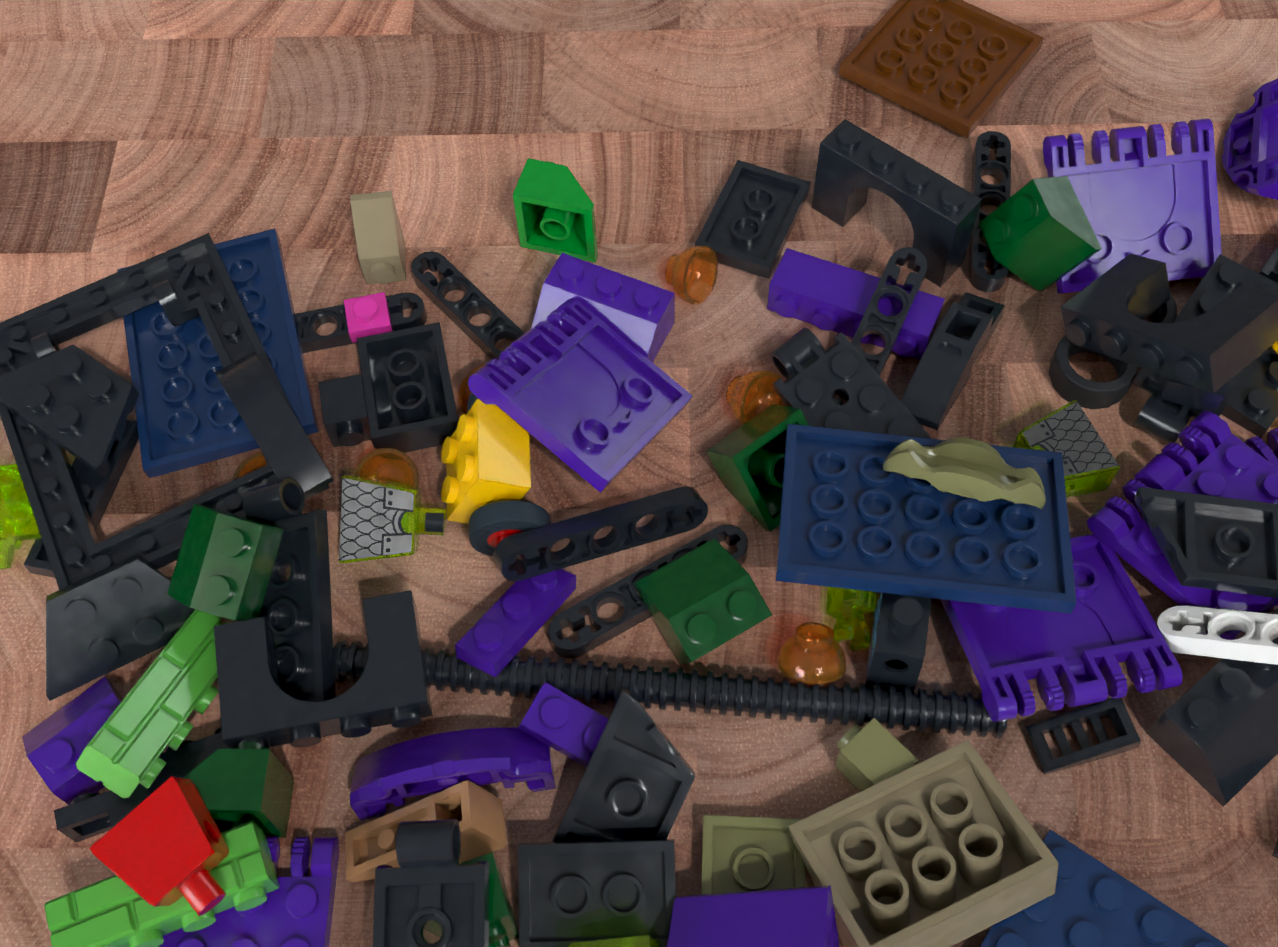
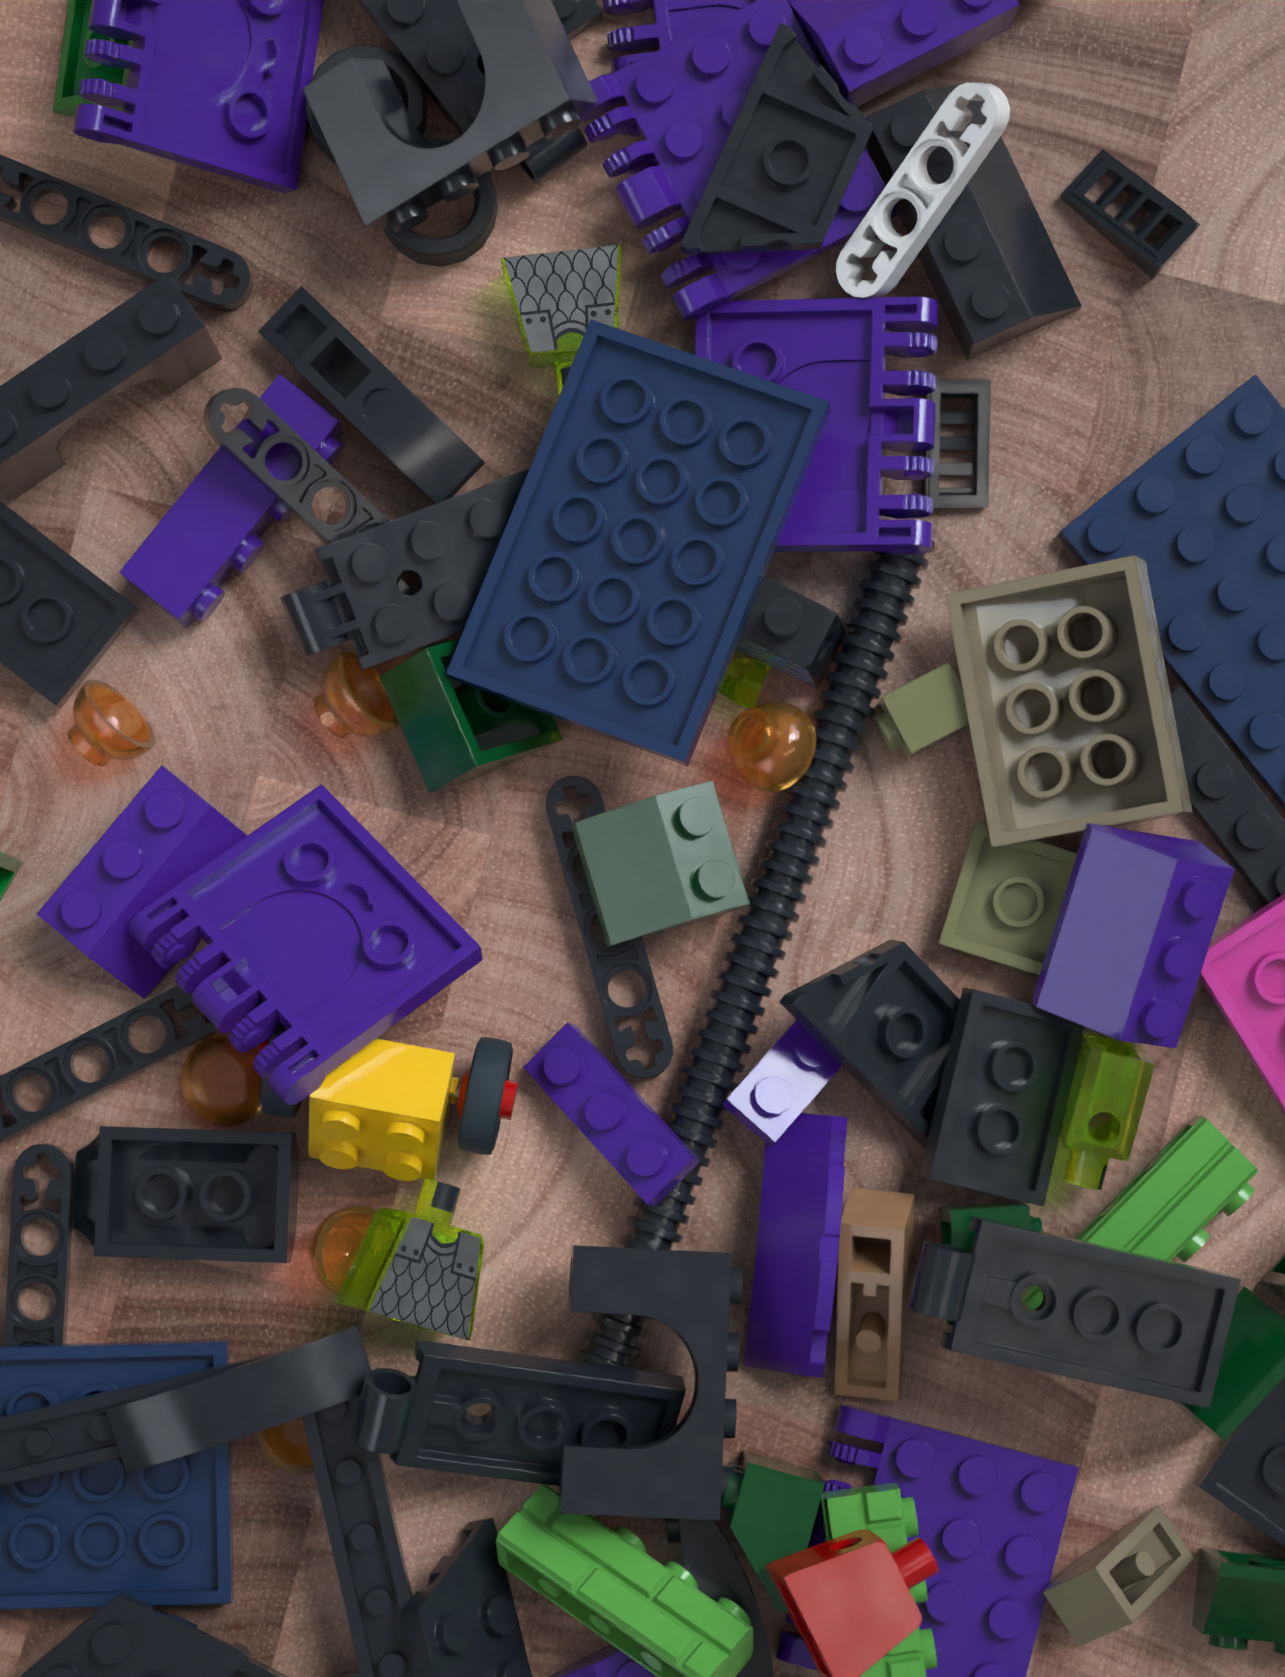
camera: 80 degrees left, 25 degrees up
(225, 564) = (457, 1496): dark green slope -> none
(345, 410) = (211, 1293): black brick -> none
(367, 315) = (52, 1232): dark pink plate -> none
(673, 512) = (523, 972): black beam -> none
(967, 470) = (627, 424): olive piece -> none
(1040, 232) = (211, 193): dark green slope -> none

